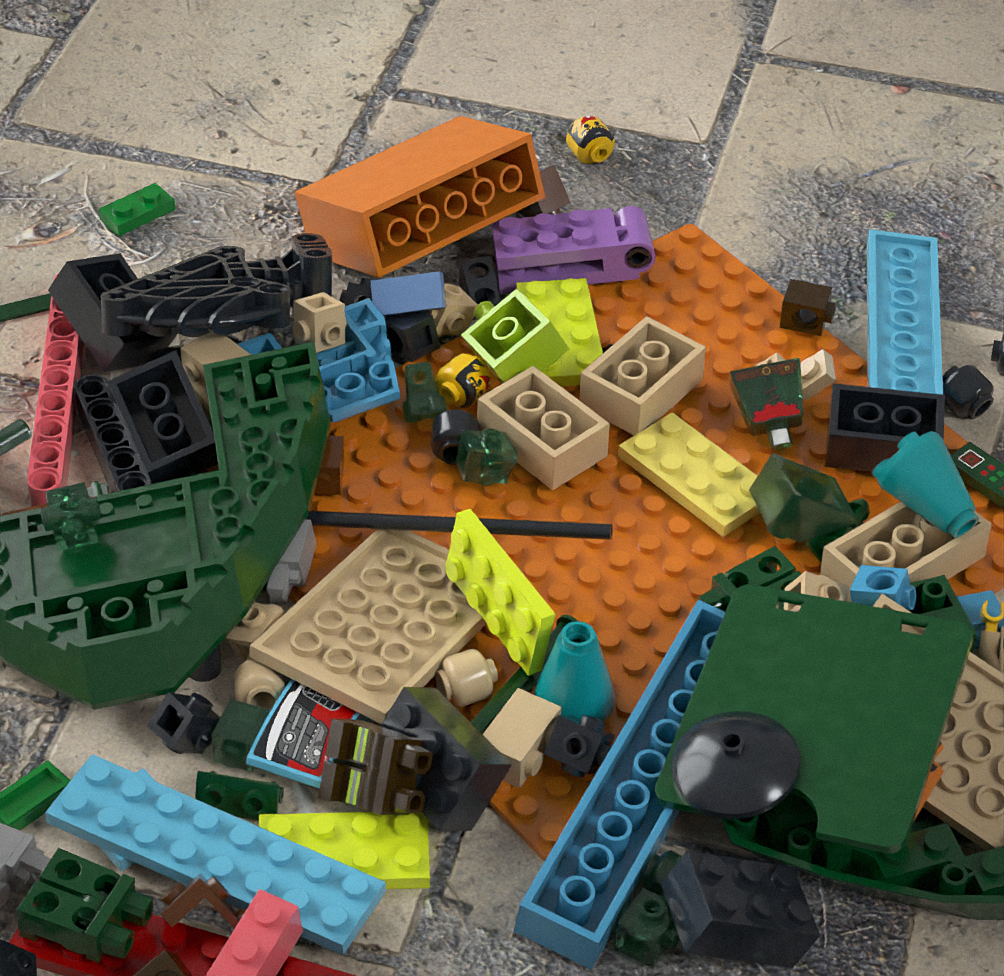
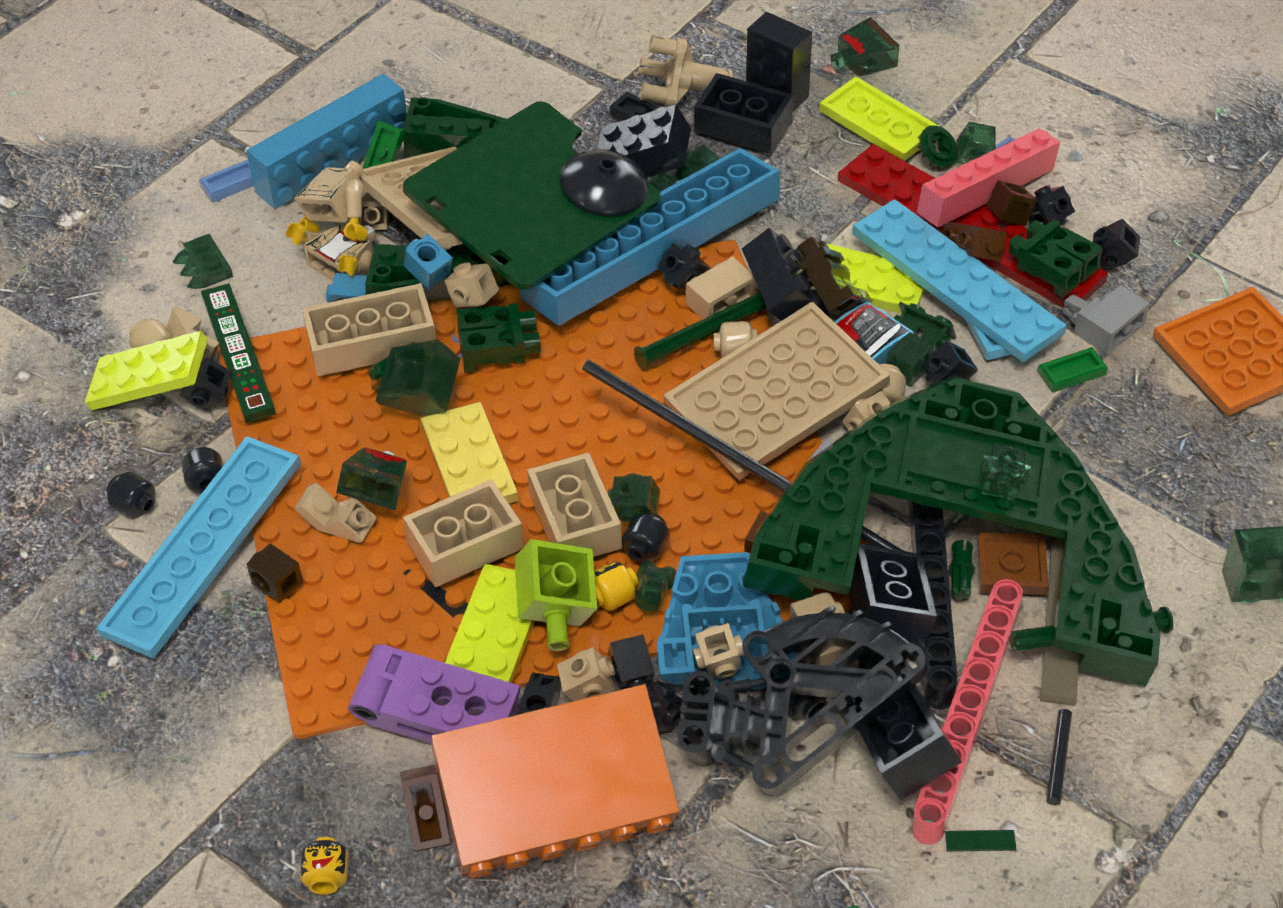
camera: 155 degrees left, 5 degrees up
(409, 294) = (622, 662): medium blue tile -> none
(499, 592) = (696, 344): neon yellow plate -> none
(577, 674) = (664, 300): teal cone -> none
(871, 422) = (308, 425): black brick -> none
(928, 483) = (335, 324): teal cone -> none

